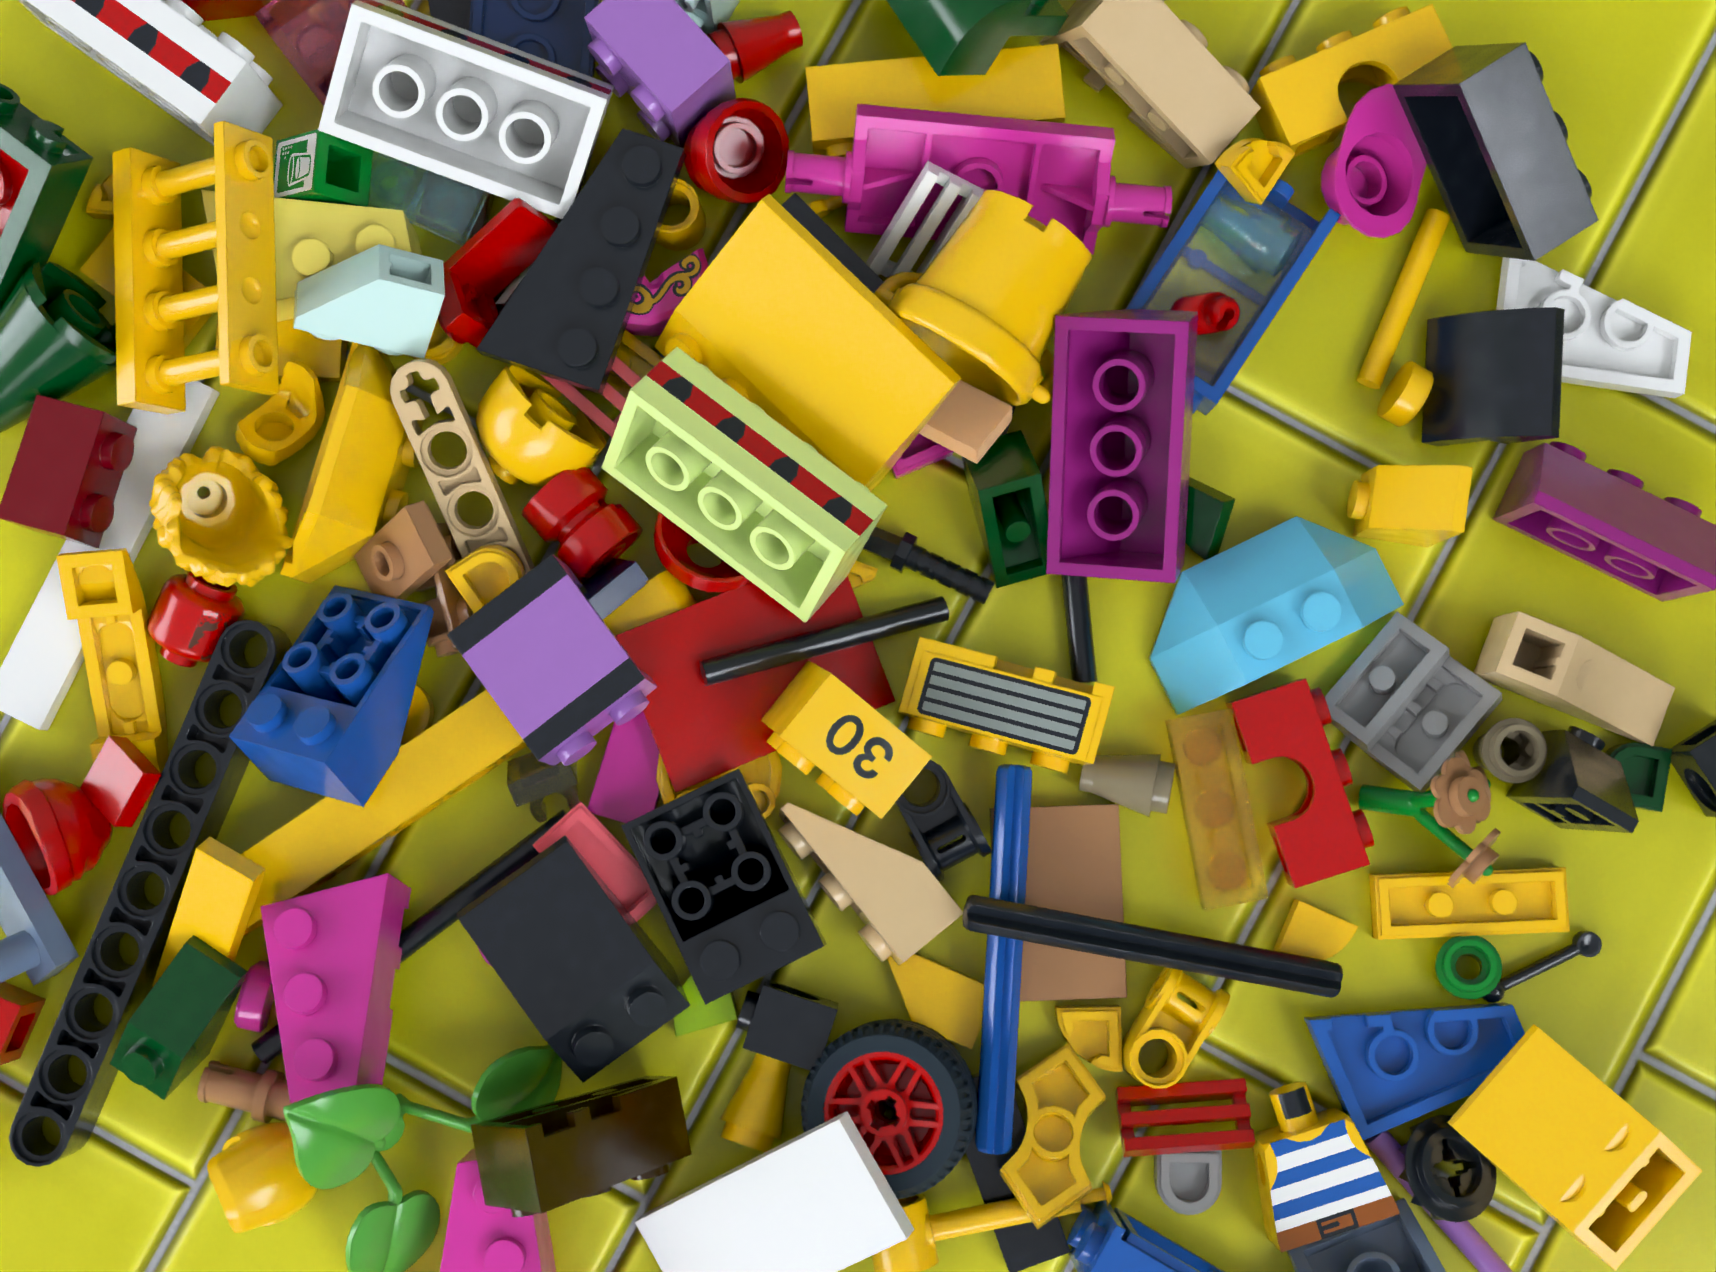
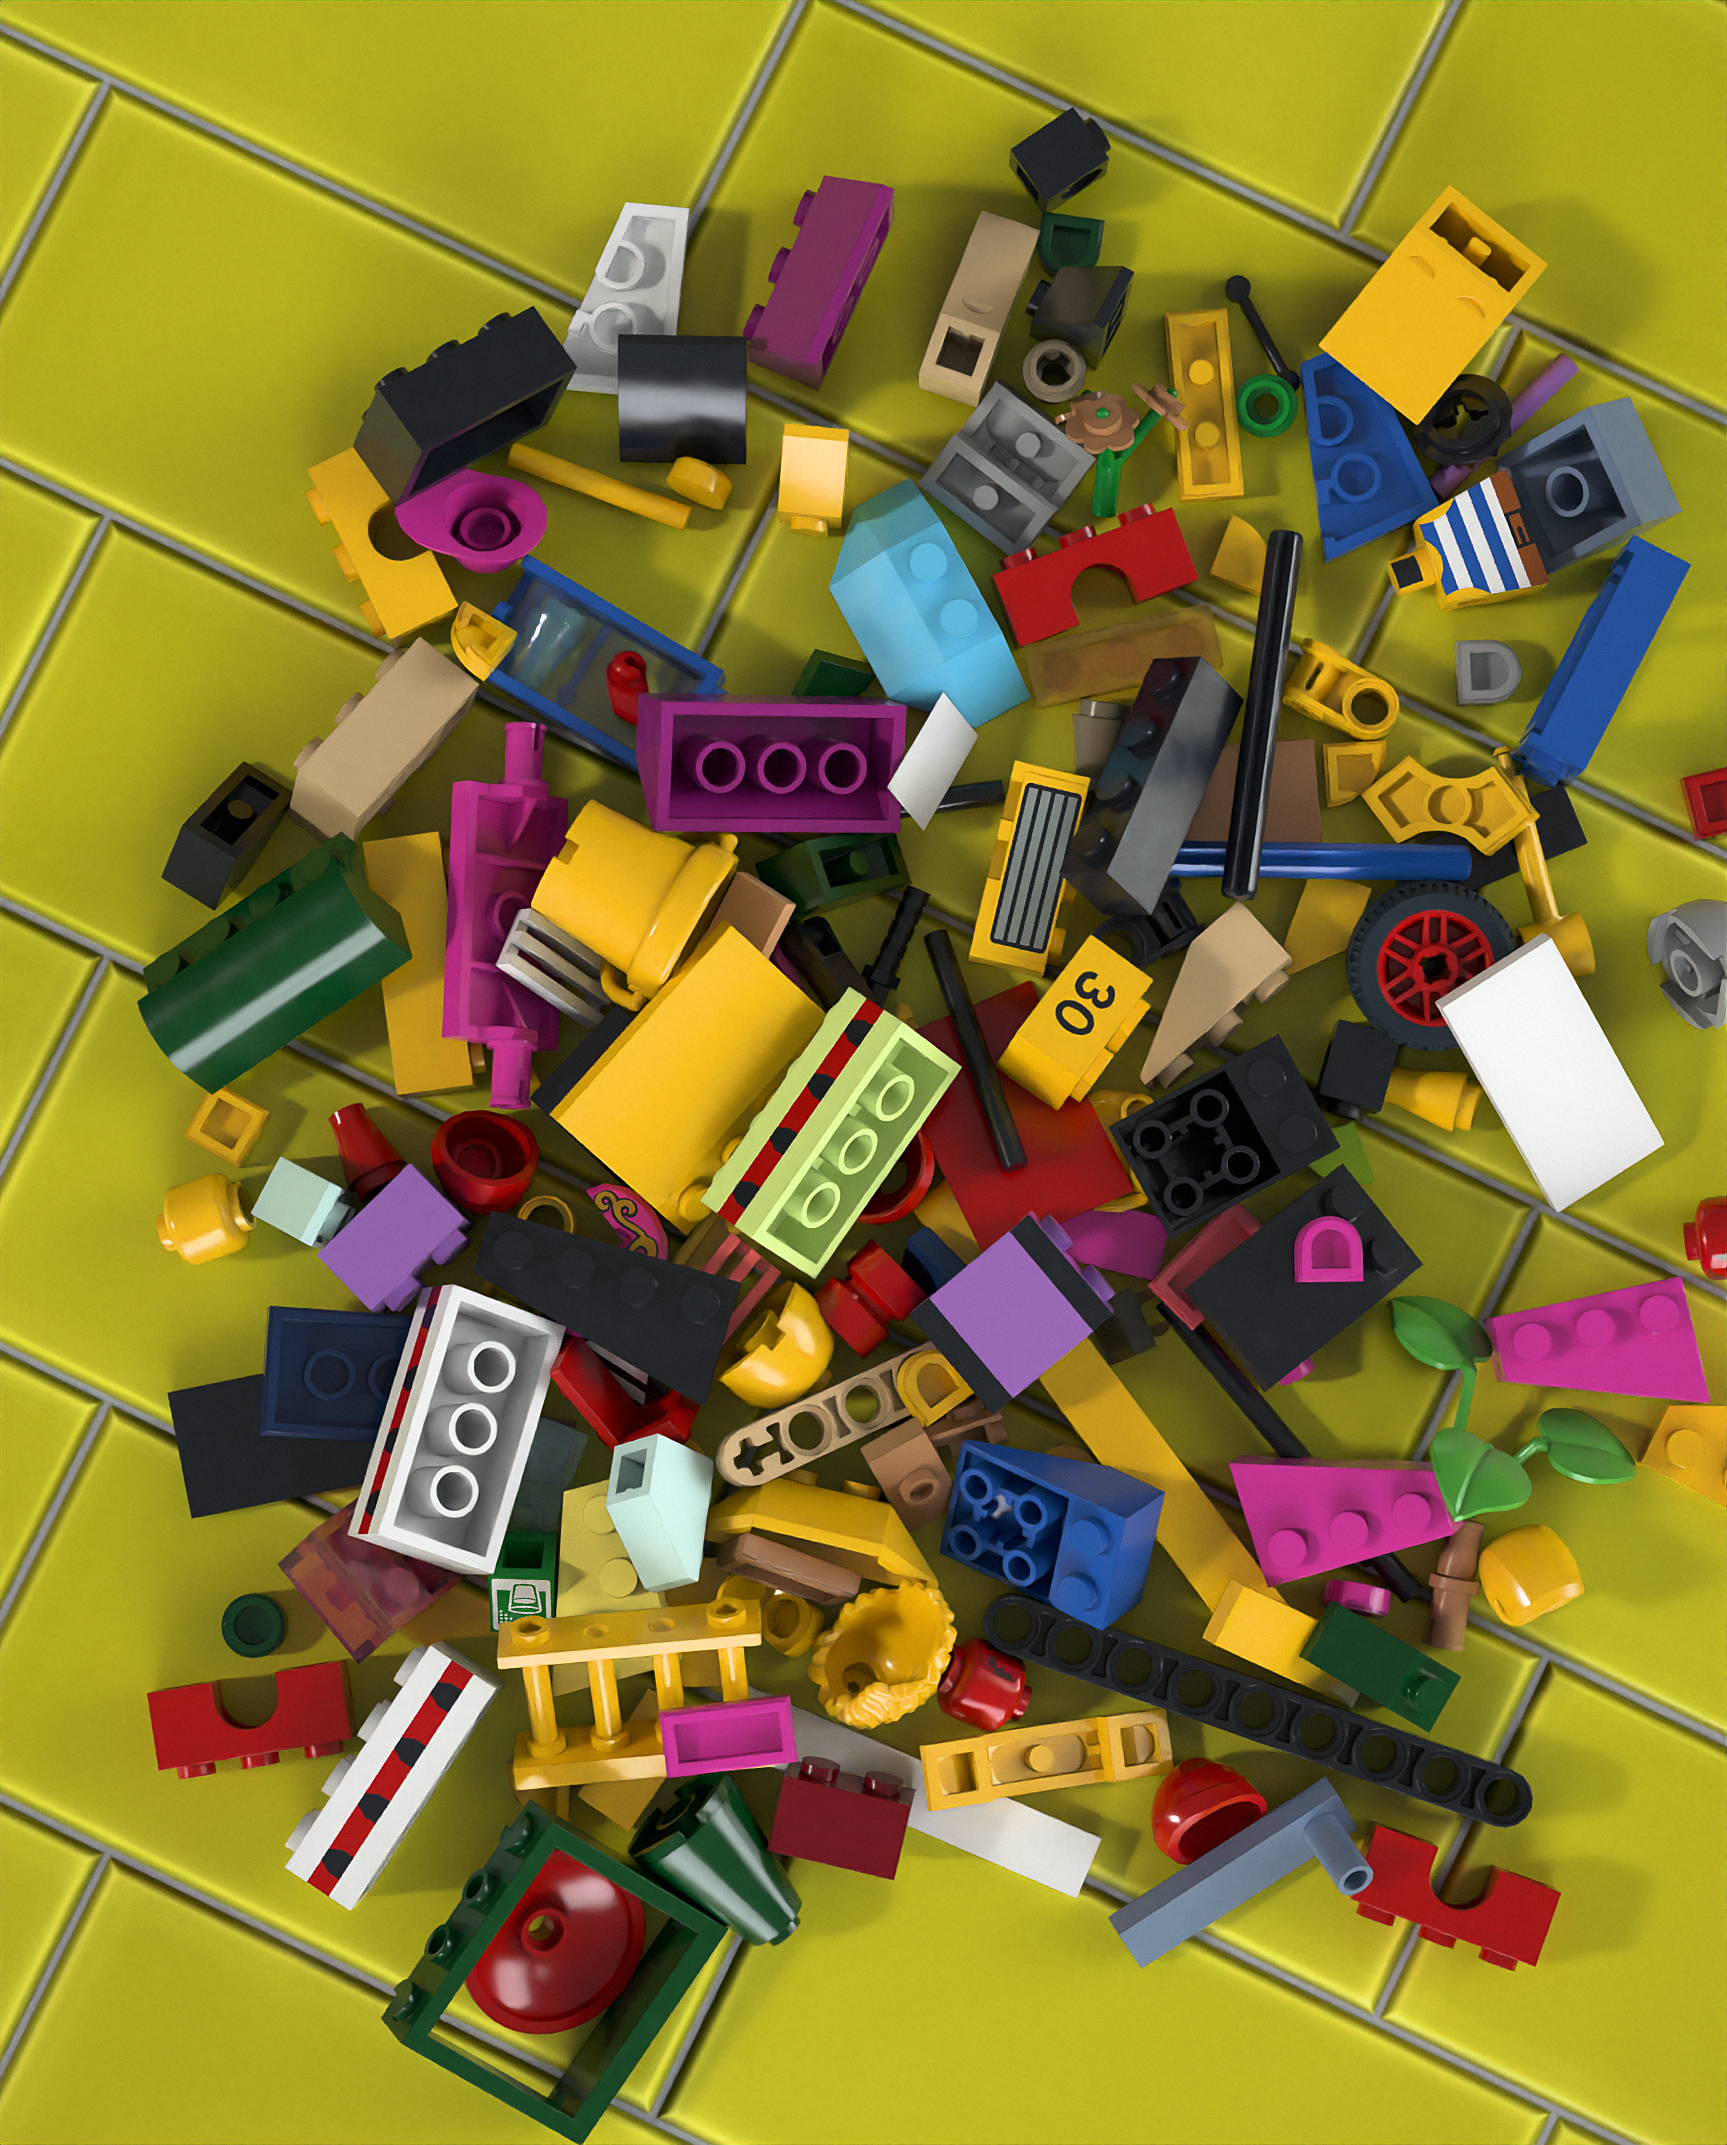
camera: 85 degrees left, 0 degrees up
(120, 781) = (1150, 1743): red tile -> none
(143, 356) = (728, 1735): none -> dark pink tile
(311, 427) = (788, 1570): none -> medium nougat tile
(580, 1145) = (1481, 1259): dark brown wedge -> none
(592, 986) = (1328, 1252): none -> dark pink tile
(919, 494) = (821, 960): none -> black bar
(1082, 828) = (1151, 786): none -> black brick
(1117, 610) = (933, 761): none -> white sticker
(1184, 1092) = (1404, 681): red tile -> none

